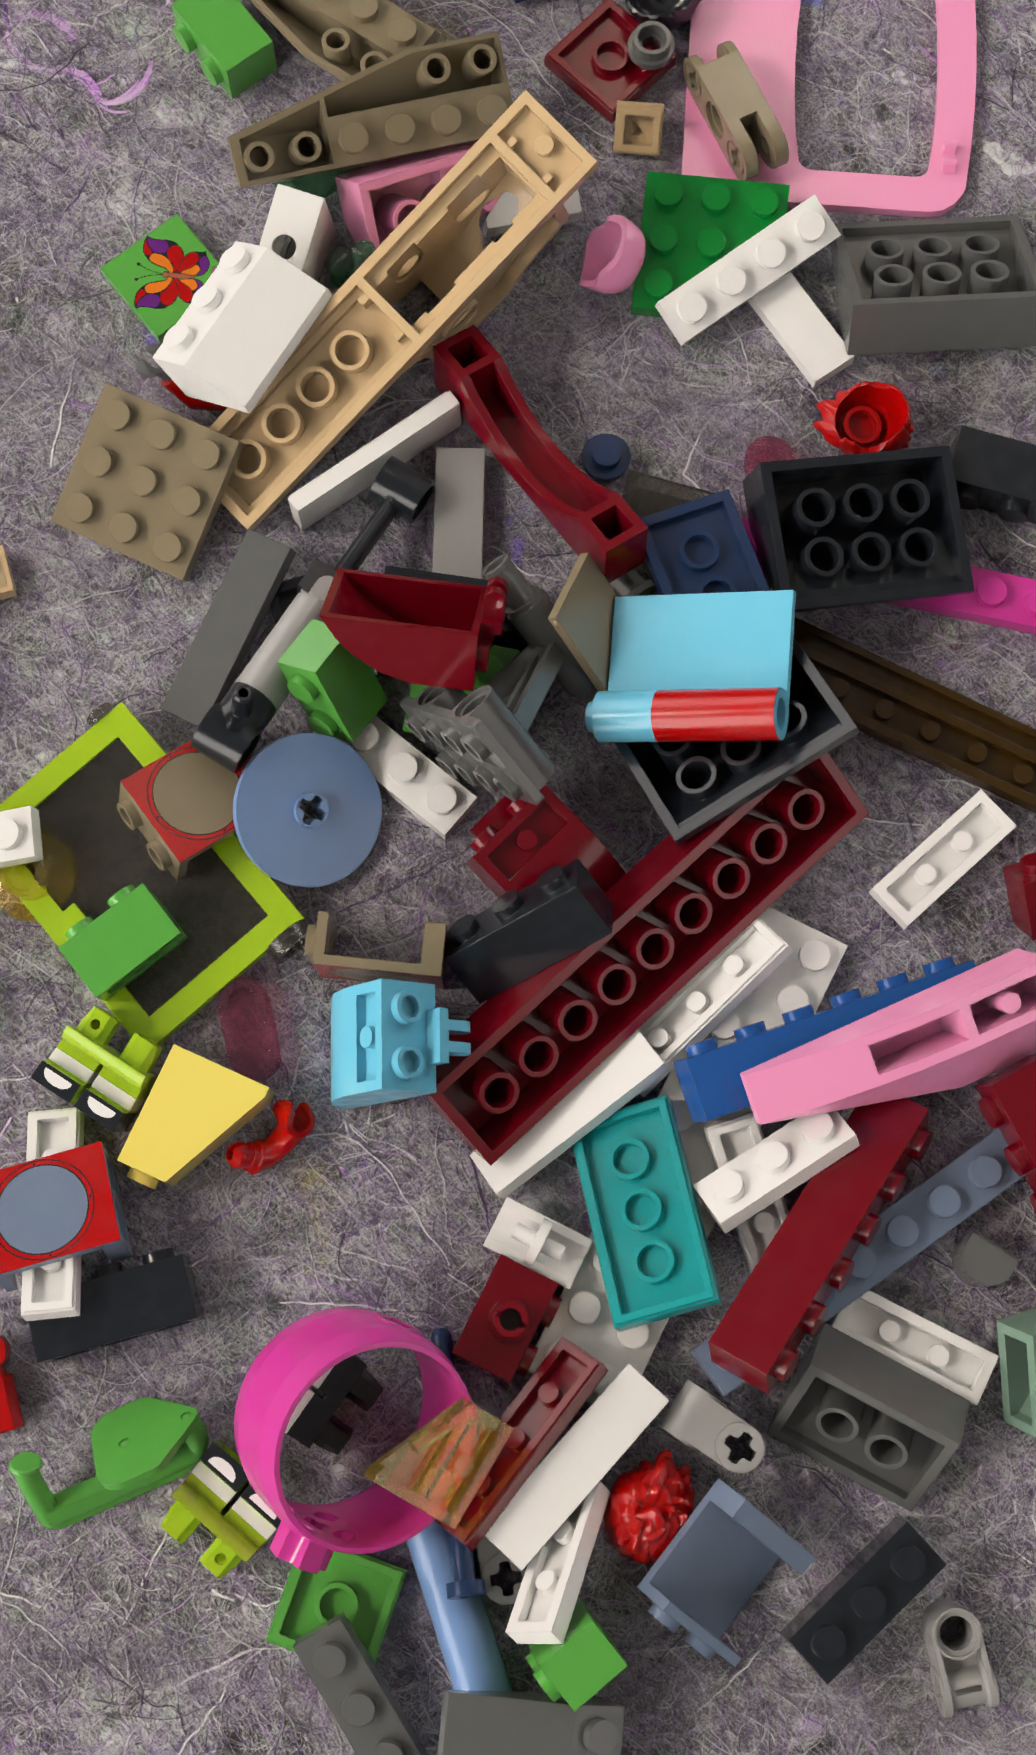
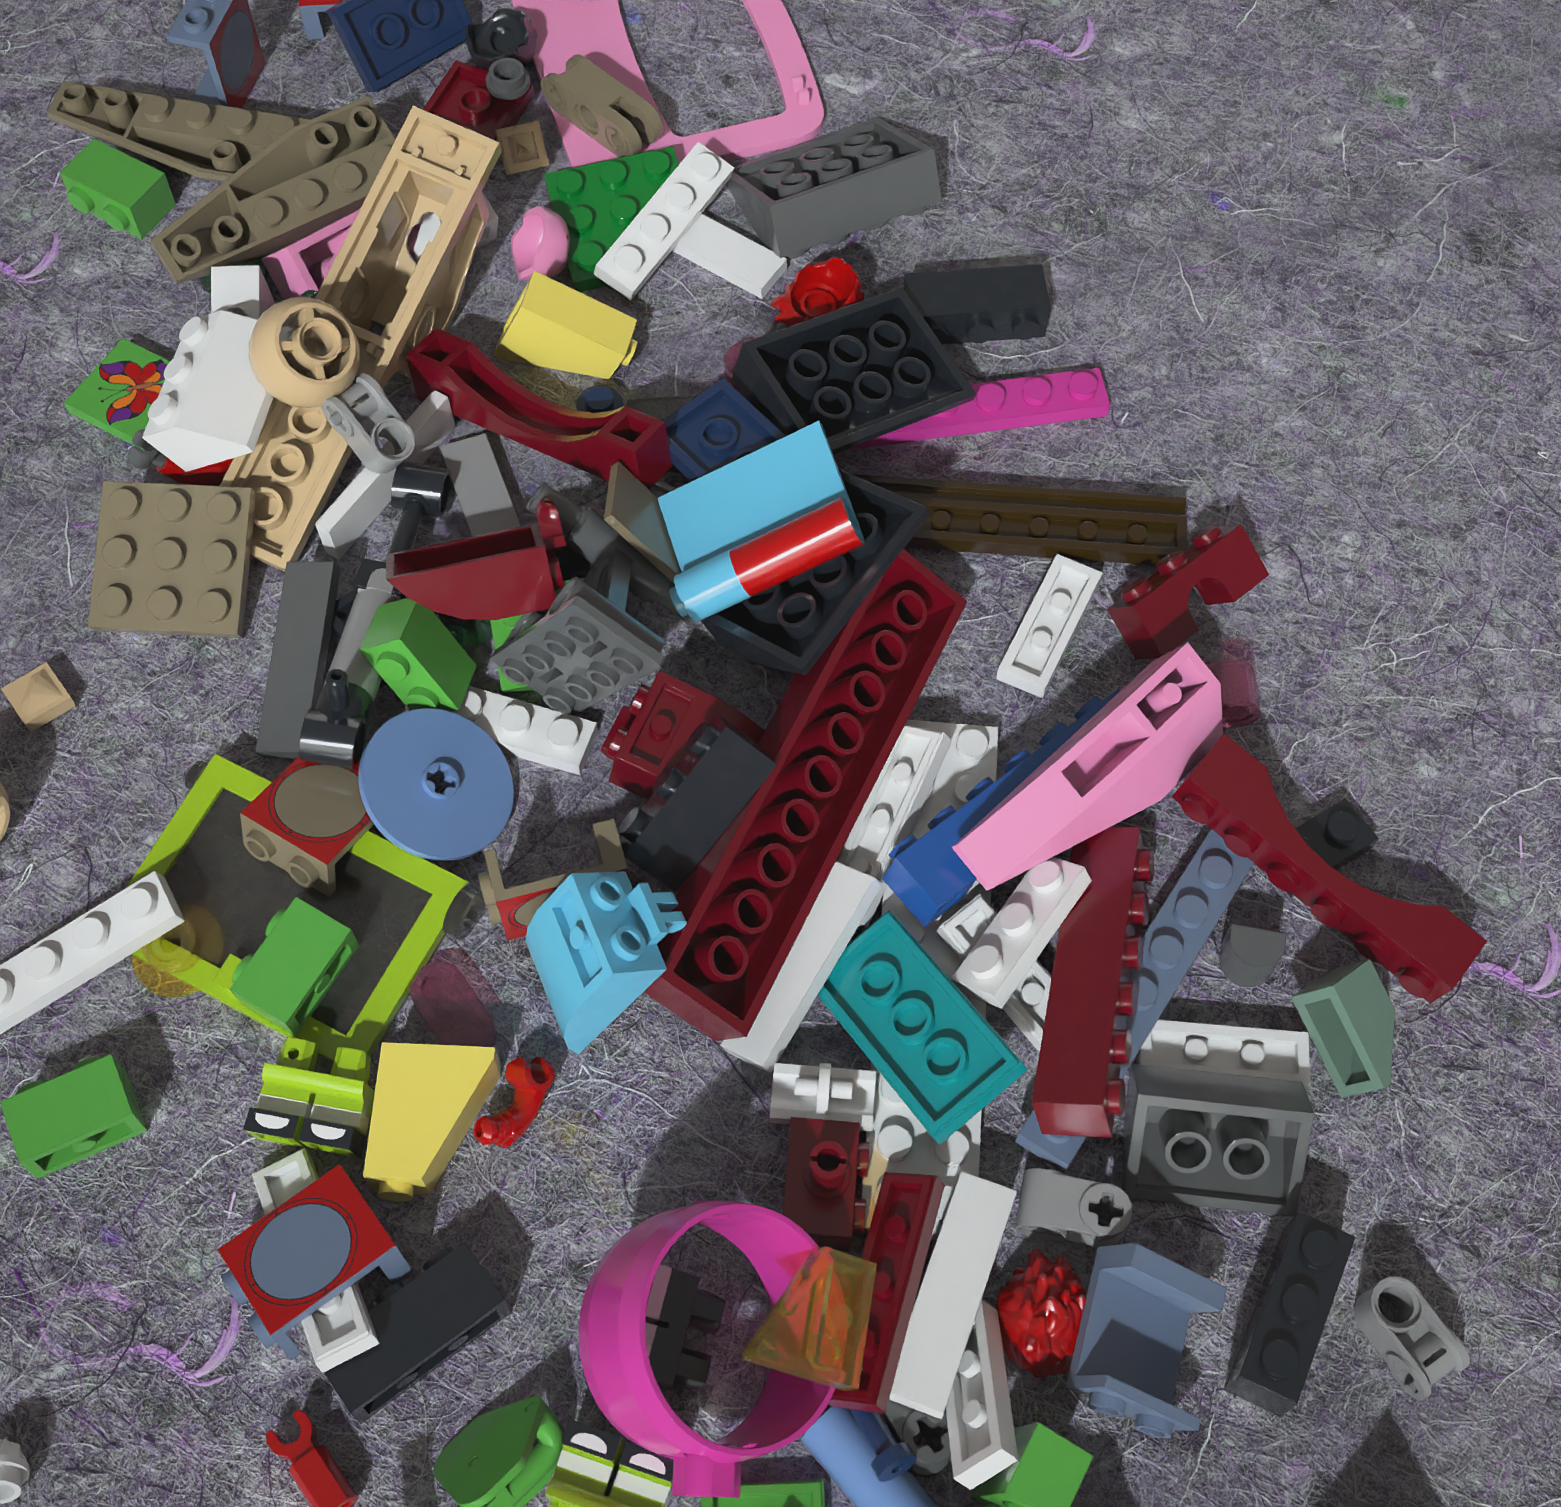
camera: 20 degrees left, 15 degrees down
(363, 330) = (280, 362): none -> tan wheel
(369, 416) = (367, 422): none -> light grey piece
(602, 365) = (566, 331): none -> light yellow slope

